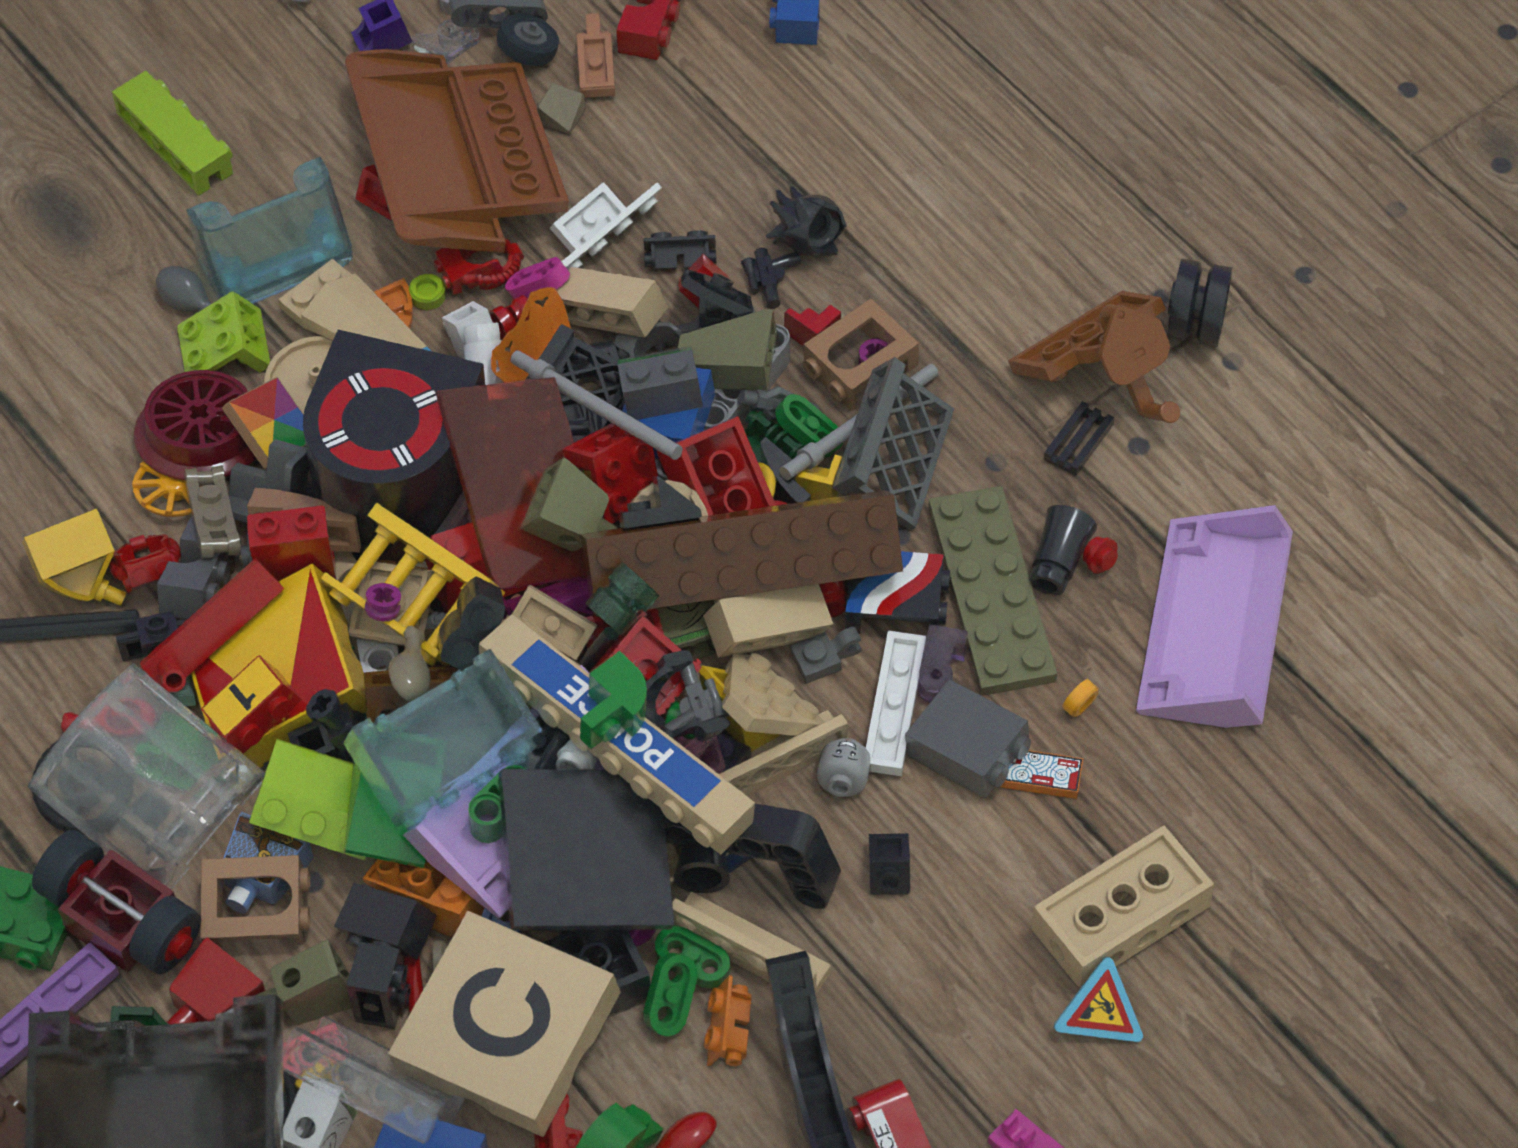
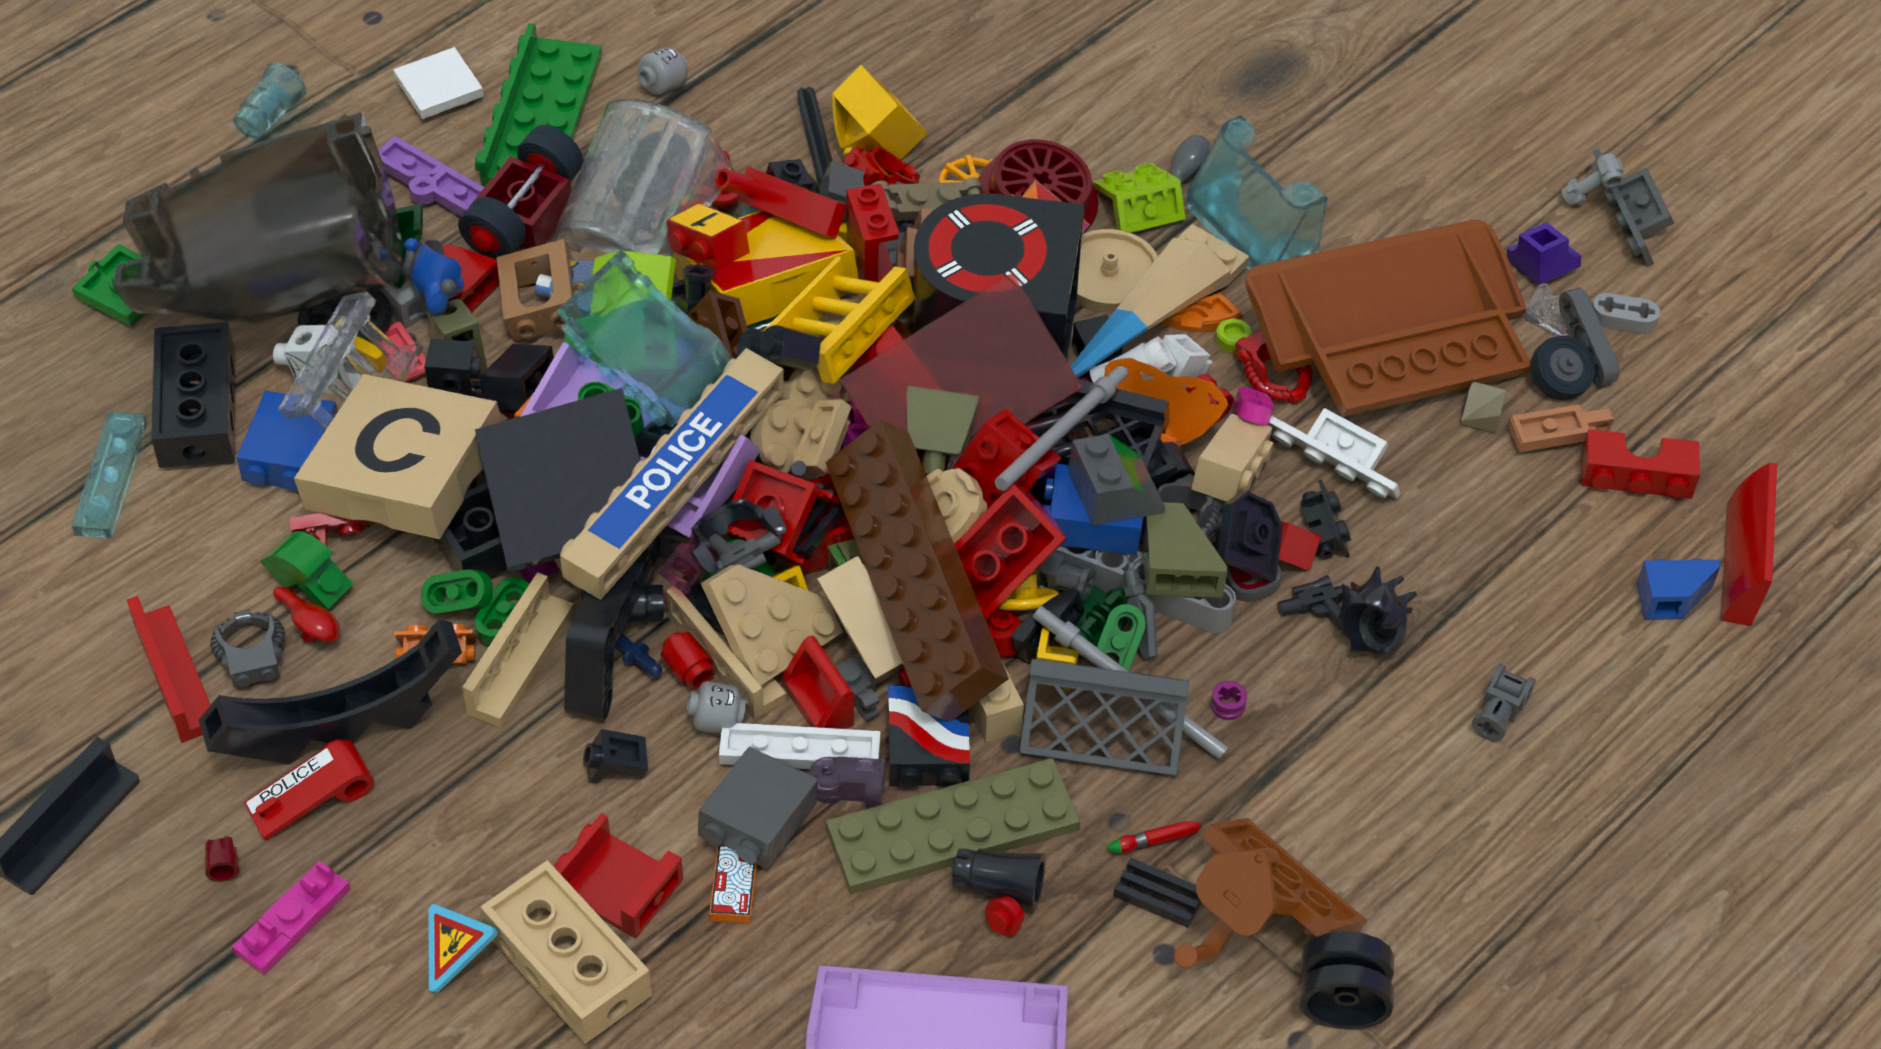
camera: 80 degrees right, 5 degrees down
(172, 131) = (1371, 125): lime brick -> none
(245, 978) = (432, 273): none -> blue piece
(376, 600) = (810, 302): magenta bush -> none
(408, 669) = (723, 312): dark tan piece -> none
(621, 701) = (685, 454): green brick -> none
(622, 599) = (825, 461): clear green wheel -> none
(669, 507) = (940, 483): black slope -> none
(780, 788) = (687, 659): none -> red brick
(809, 323) = (1251, 643): red panel -> none
(839, 683) = (818, 688): none -> red tile
(877, 324) = (1236, 715): medium nougat panel -> none
(903, 153) = (1502, 702): none -> dark grey connector
(1018, 433) = (1128, 843): none -> red piece
(1032, 863) = (619, 879): none -> red panel
(1080, 698) = (821, 907): light orange tile -> none

